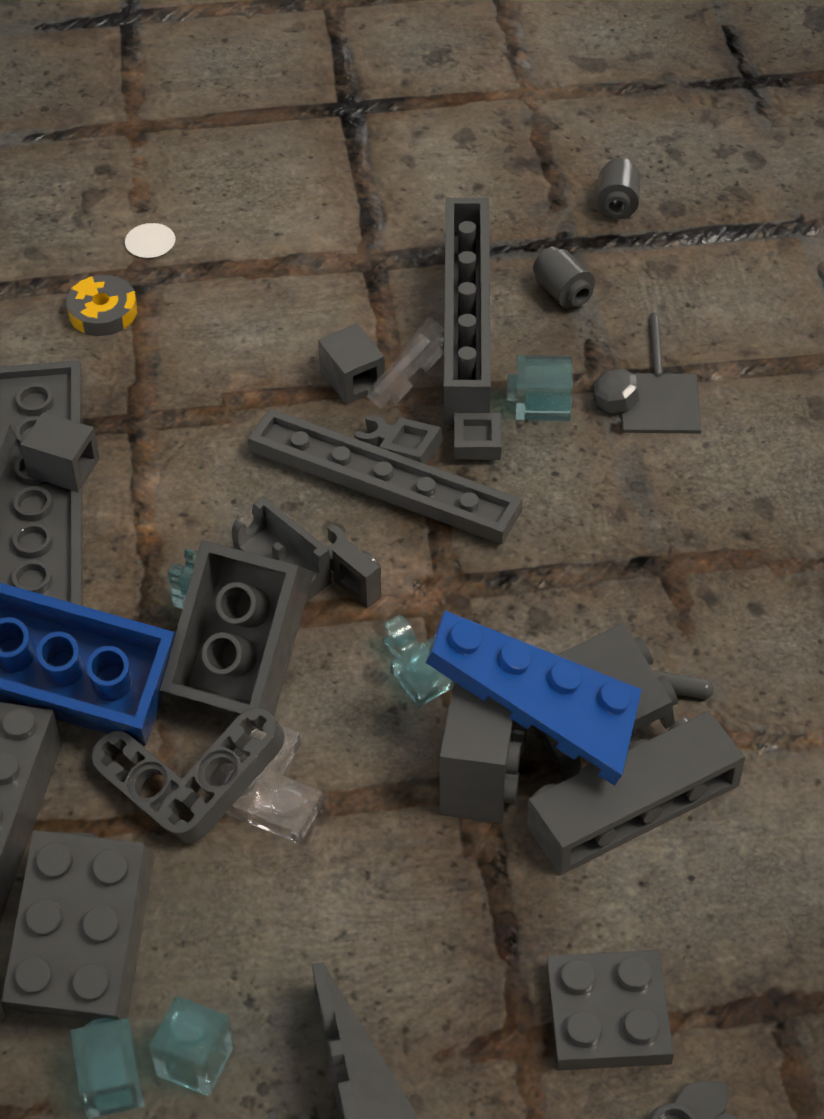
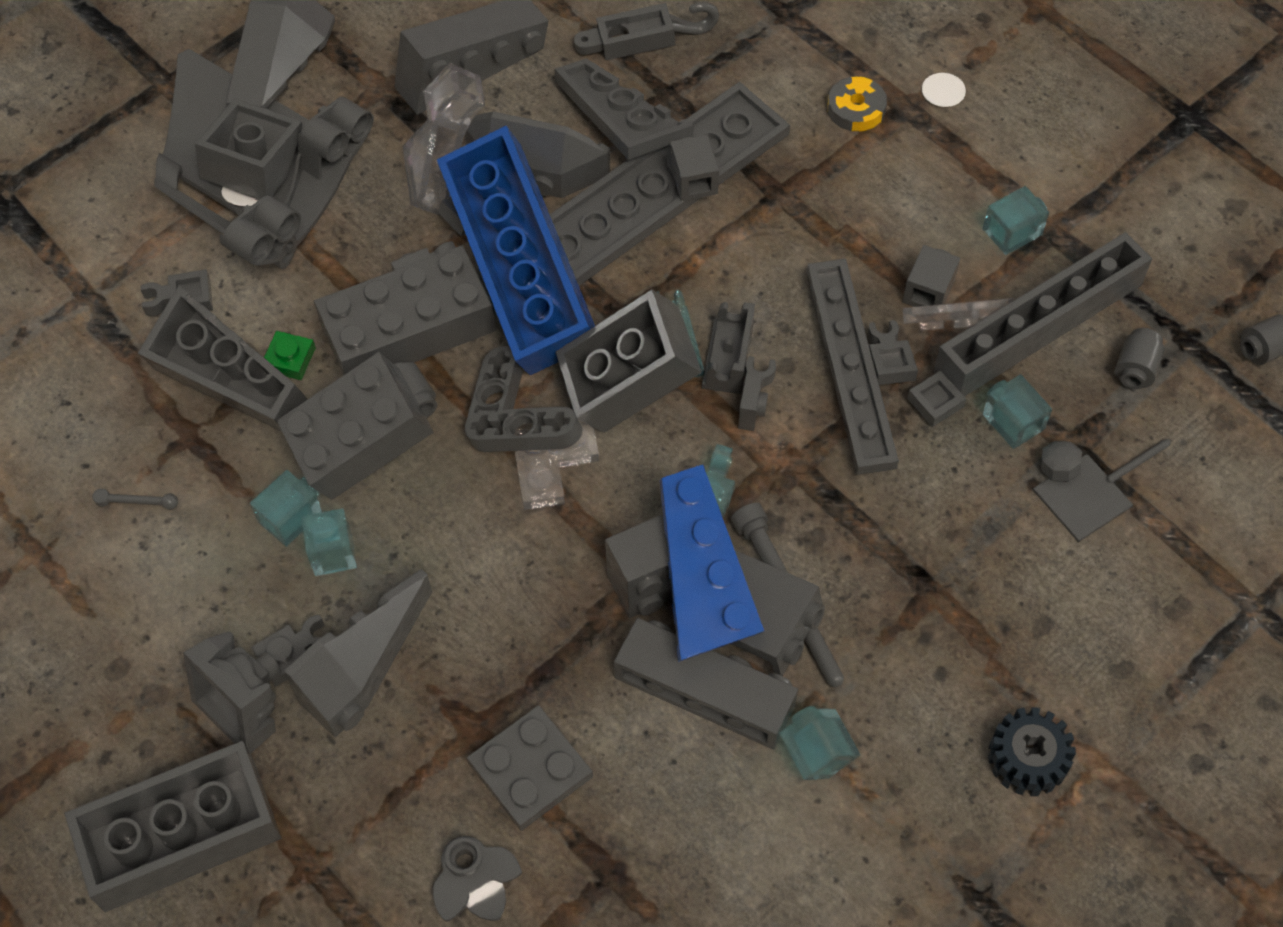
camera: 55 degrees right, 10 degrees up
(346, 270) = (1015, 220): none -> clear light blue brick
(772, 733) = (819, 743): none -> clear light blue brick

